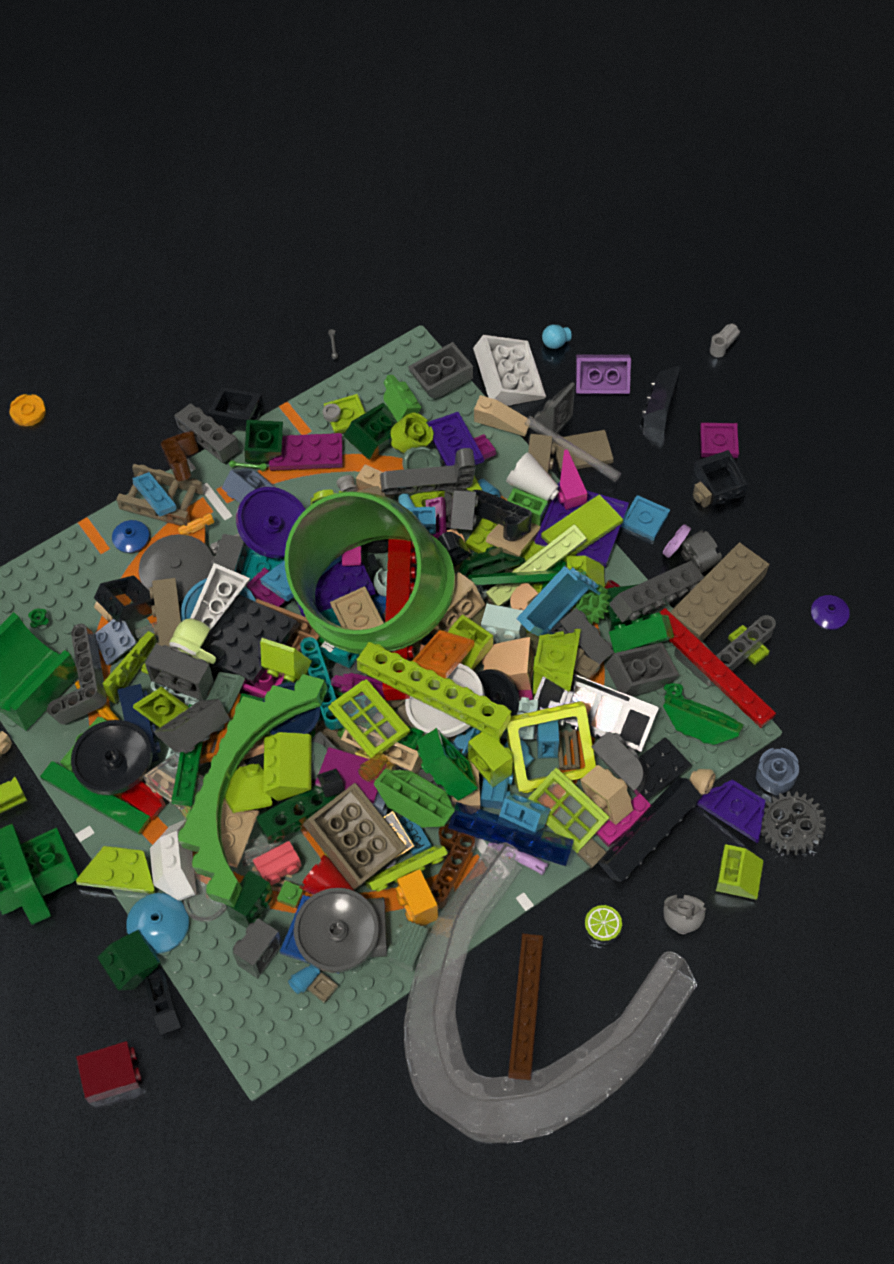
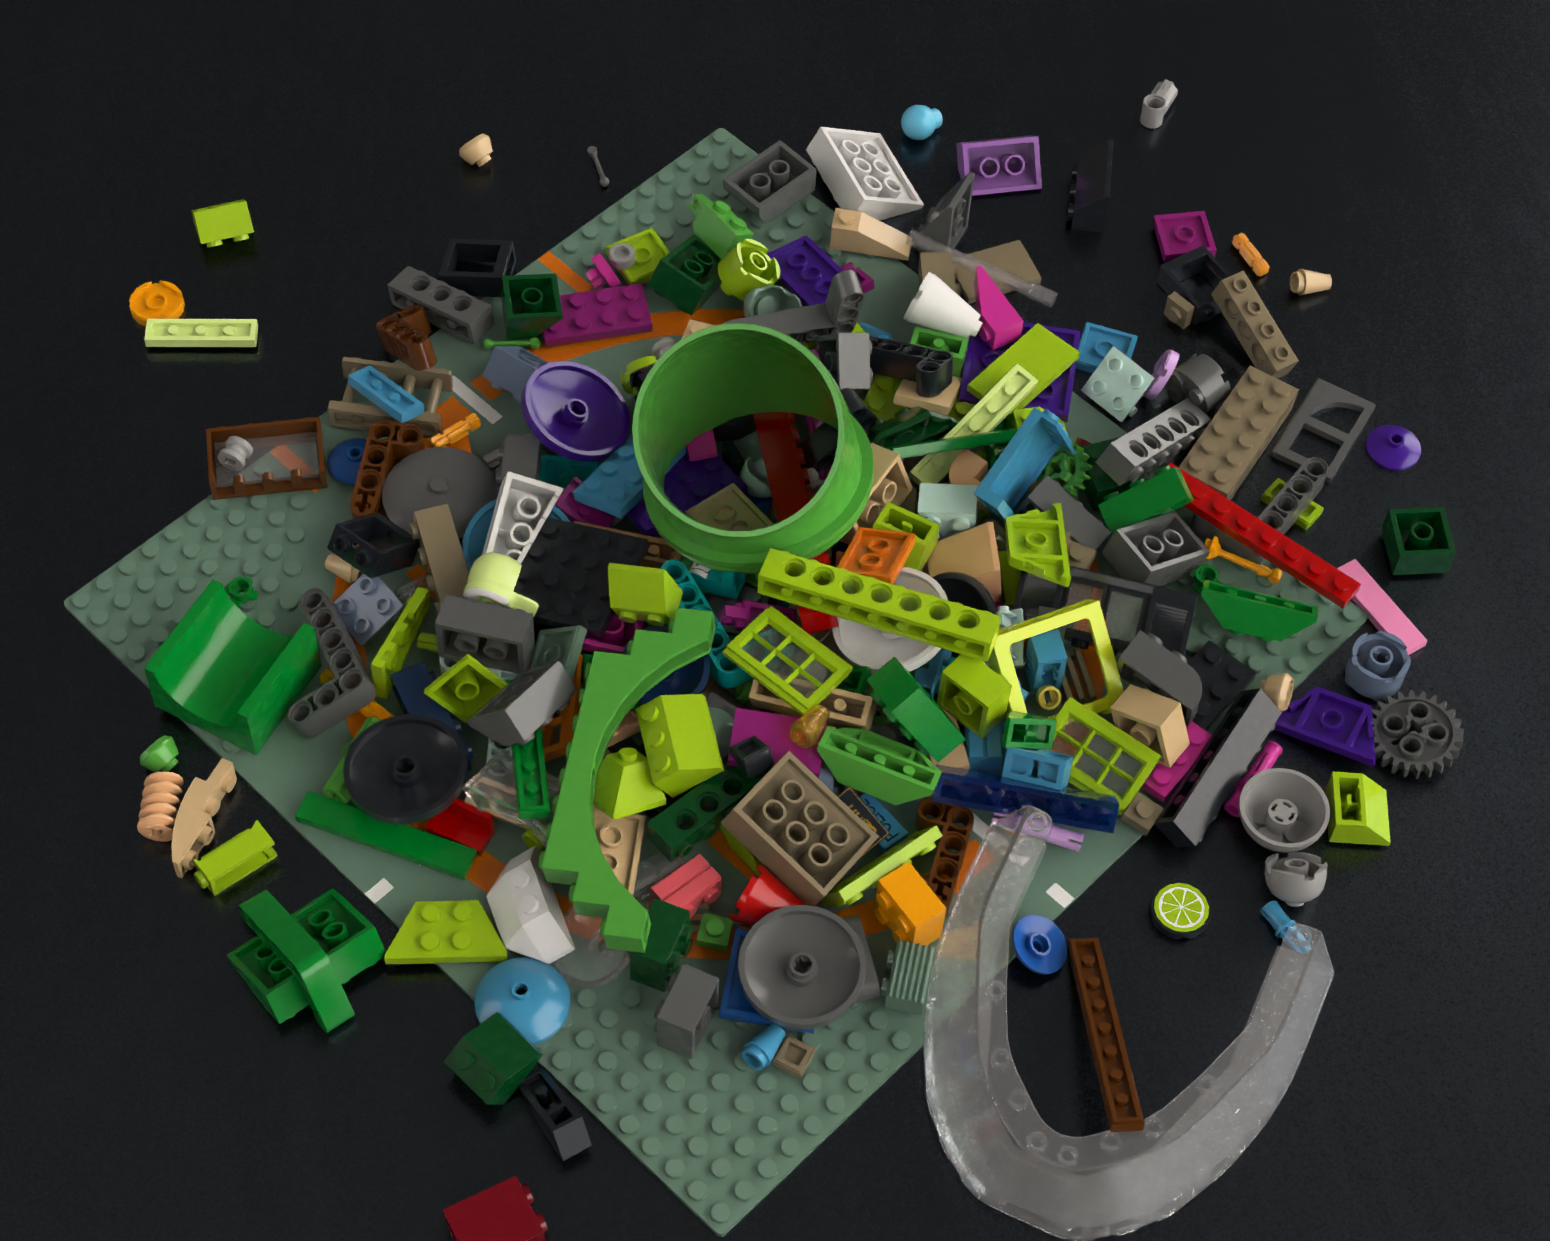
camera: 15 degrees left, 5 degrees down
(51, 434) = (201, 333): none -> yellowish green plate
(51, 523) = (235, 453): none -> light grey wheel
(72, 527) = (284, 458): none -> window
(79, 357) = (223, 222): none -> lime slope
(130, 567) = (386, 451): none -> reddish brown beam
(254, 325) = (477, 150): none -> tan cone
(316, 423) = (602, 273): none -> dark pink tile
(508, 931) = (1048, 940): none -> blue dish
(521, 787) = (1028, 731): none -> green slope
(541, 762) = (1053, 694): none -> light yellow hinge
(645, 544) = (1118, 384): none -> light aqua hinge
(668, 845) = (1264, 761): none -> dark pink pin
(668, 941) = (1277, 918): none -> dark azure axle
(683, 671) = (1215, 550): none -> light orange piece
(685, 855) = (1283, 810): none -> light grey piece
(749, 514) = (1254, 325): none -> dark tan brick
(763, 458) = (1250, 254): none -> light orange axle
(787, 568) = (1319, 397): none -> dark grey window
(791, 728) = (1381, 609): none -> bright pink tile
(799, 484) = (1309, 282): none -> tan cone
(828, 684) = (1418, 540): none -> dark green brick

